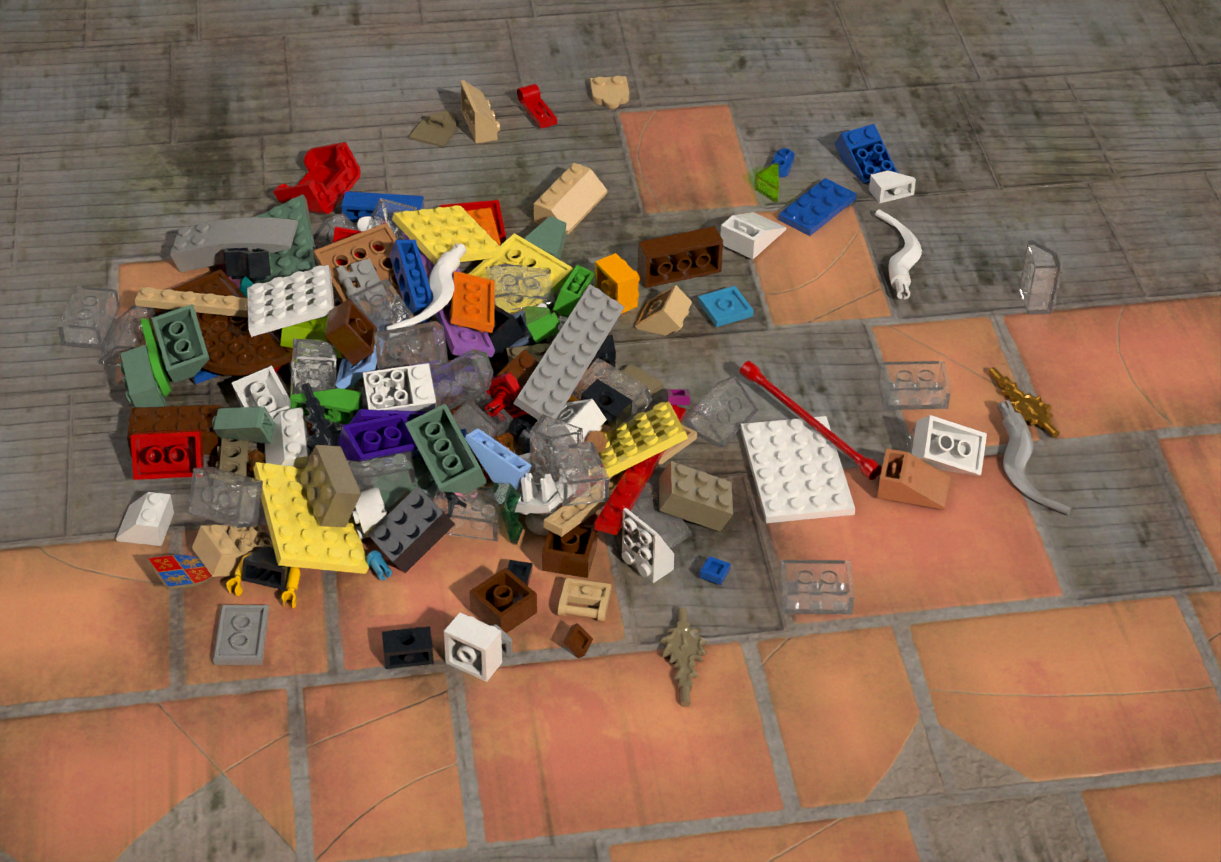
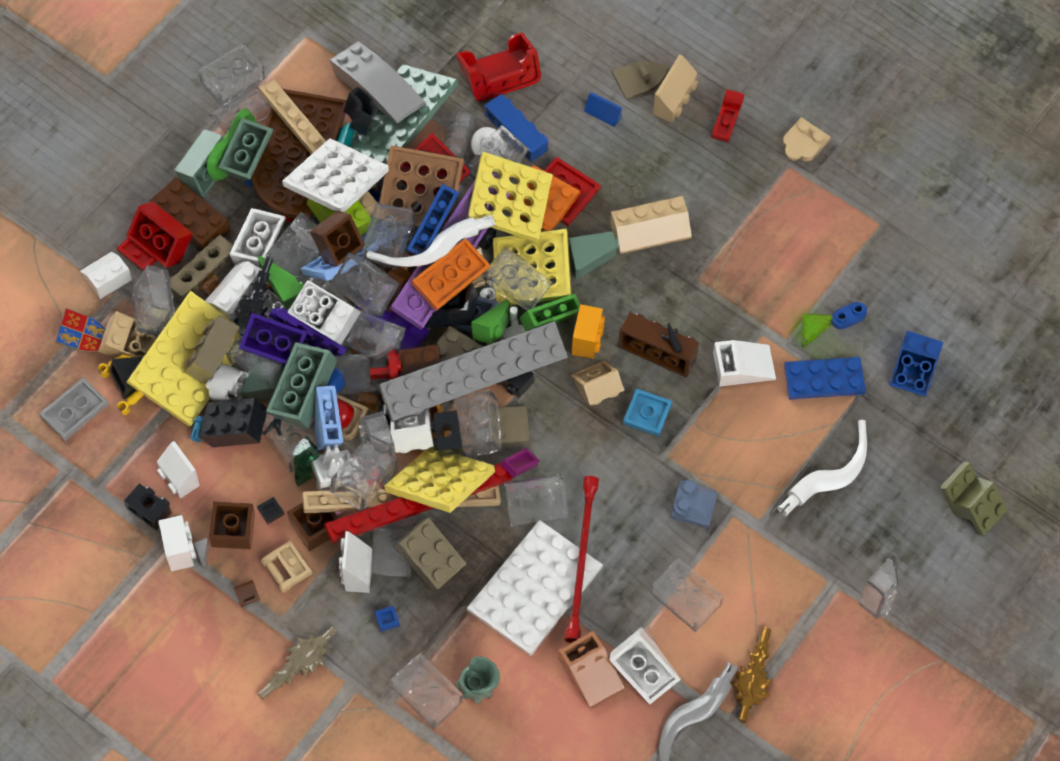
camera: 45 degrees right, 20 degrees up
(166, 485) = (135, 254): none -> red plate
(244, 424) = (216, 254): sand green slope -> none
(361, 272) = (408, 194): light grey plate -> none
(403, 598) = (177, 471): none -> white slope
(436, 158) = (603, 109): none -> blue slope
(598, 439) = (407, 458): medium nougat plate -> none
(694, 233) = (672, 338): none -> black bar
(834, 336) = (694, 504): none -> sand blue slope
(845, 543) = (478, 679): none -> sand green hair
(891, 186) = (898, 406): white slope -> none
(1016, 196) = (974, 498): none -> olive bracket

